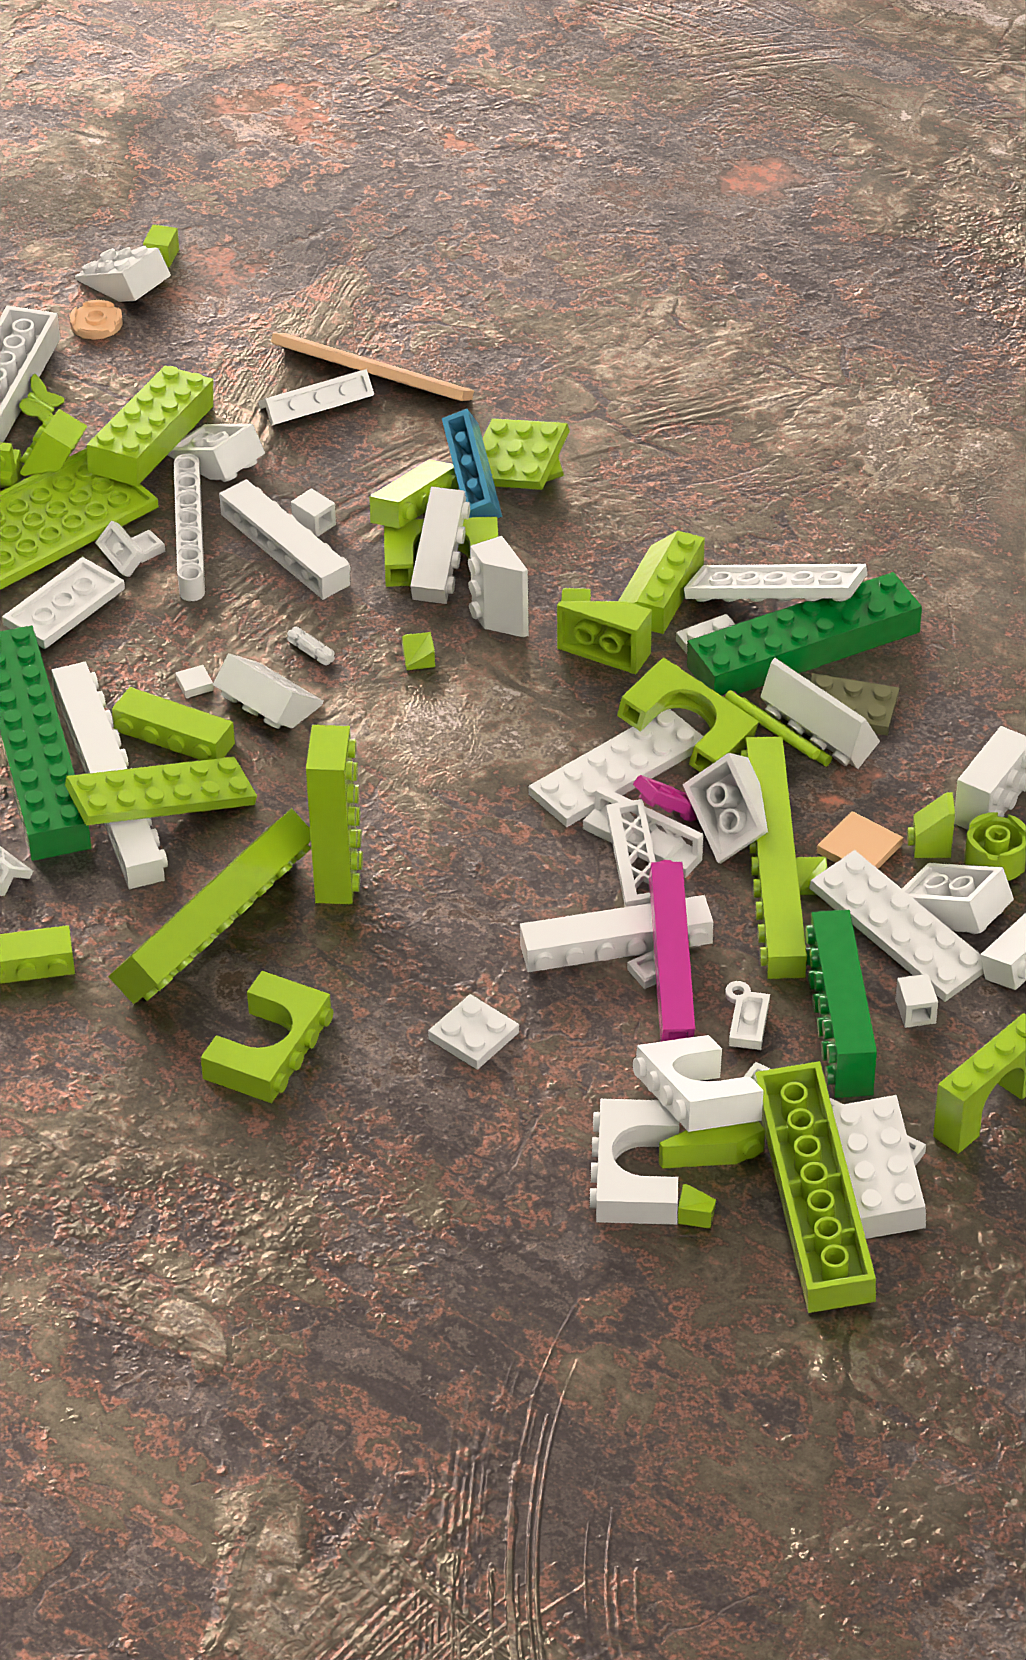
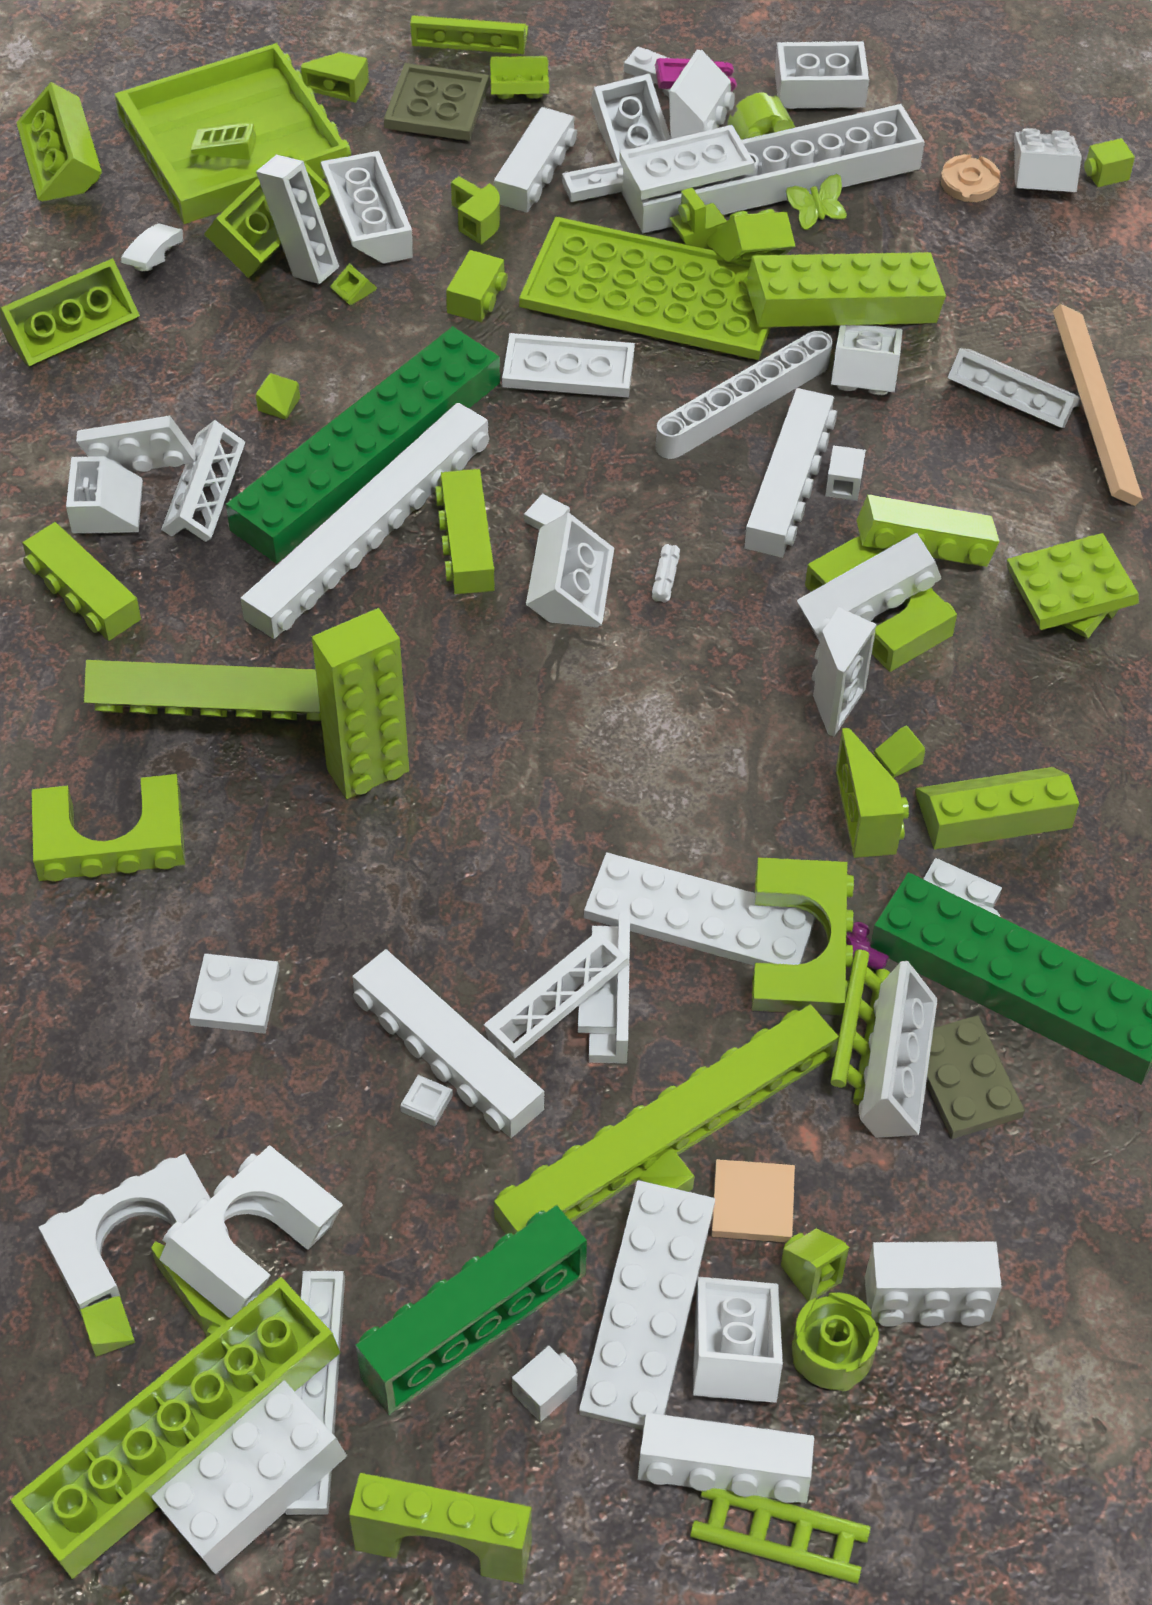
camera: 55 degrees right, 10 degrees up
(120, 549) = (671, 363): white plate -> none
(149, 544) = (698, 379): white tile -> none
(160, 790) = (360, 566): lime plate -> none
(418, 651) = (726, 660): lime slope -> none
(471, 464) = (1002, 553): dark azure brick -> none
(665, 796) = (658, 979): dark pink hinge -> none
(671, 950) = (431, 1104): dark pink brick -> none
(728, 805) = (694, 1041): white slope -> none
(748, 1016) = (412, 1229): white hinge -> none
(775, 582) = (1068, 905): white plate -> none

